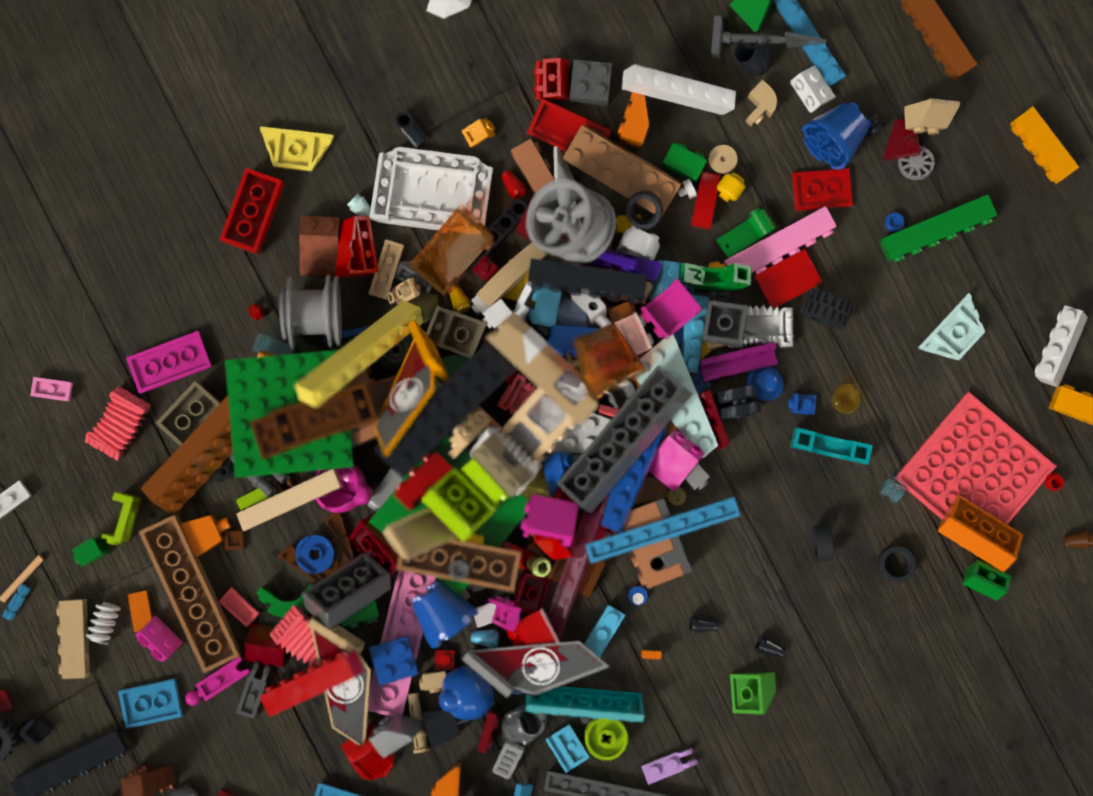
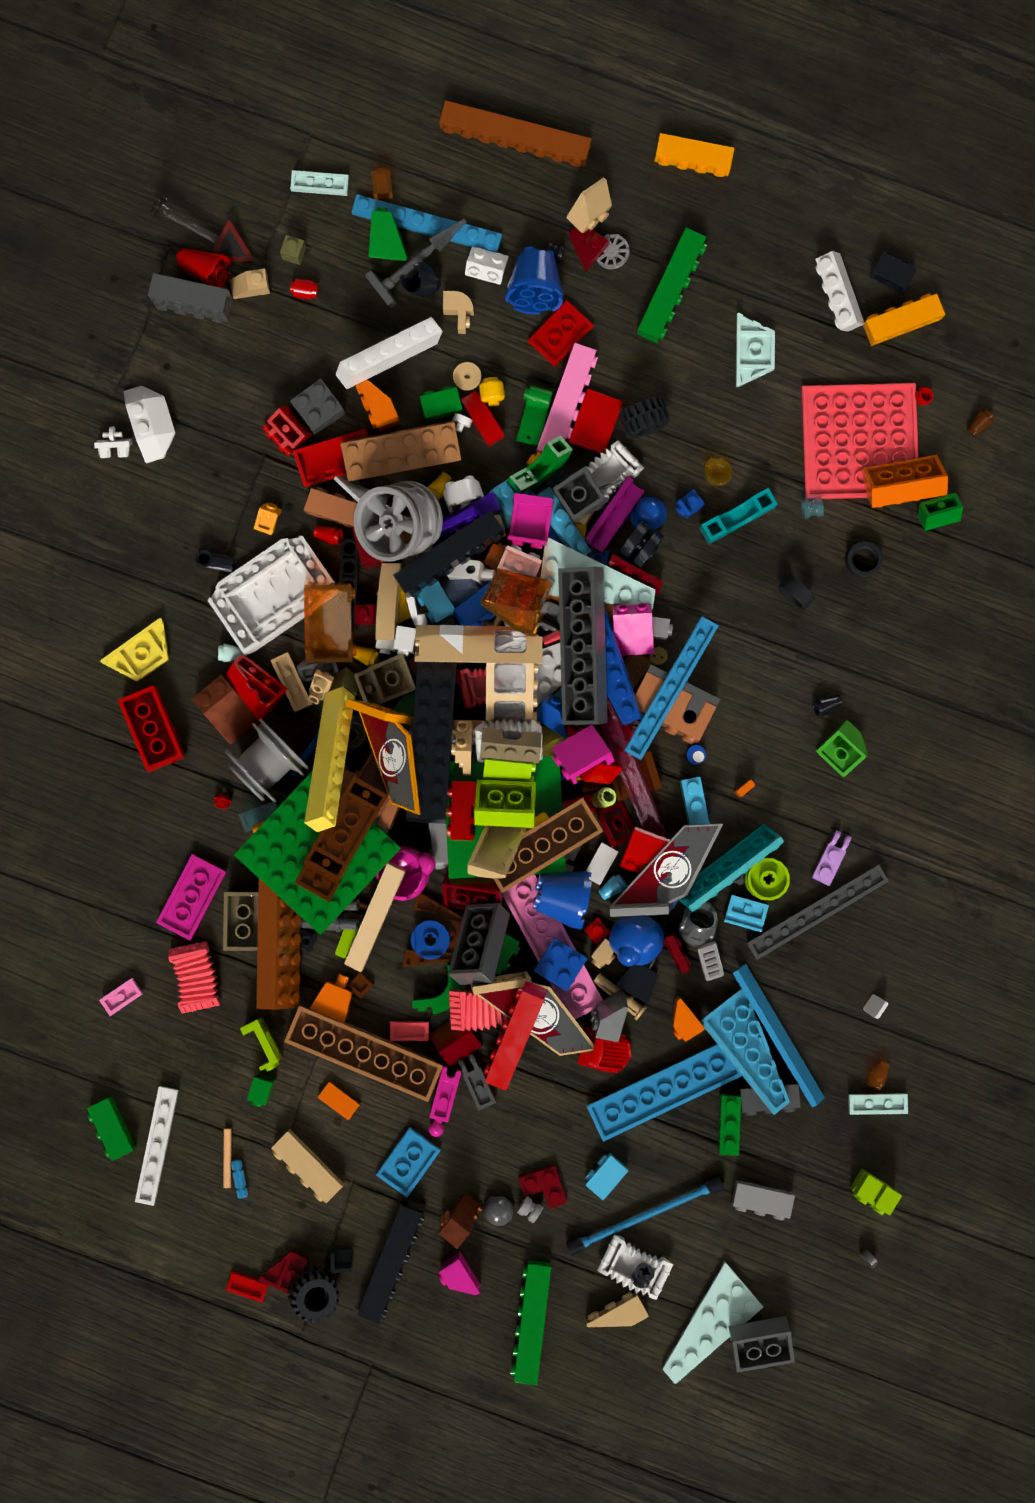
camera: 45 degrees left, 0 degrees up
(103, 623) = (318, 1134): white piece -> none
(158, 639) = (371, 1109): dark pink bracket -> none
(459, 569) = (549, 851): flat silver tile -> none
(505, 613) = (611, 854): dark pink bracket -> none
(634, 220) = (443, 479): black tyre -> none
(702, 624) = (762, 732): black cone -> none
(894, 222) = (635, 310): blue tile -> none

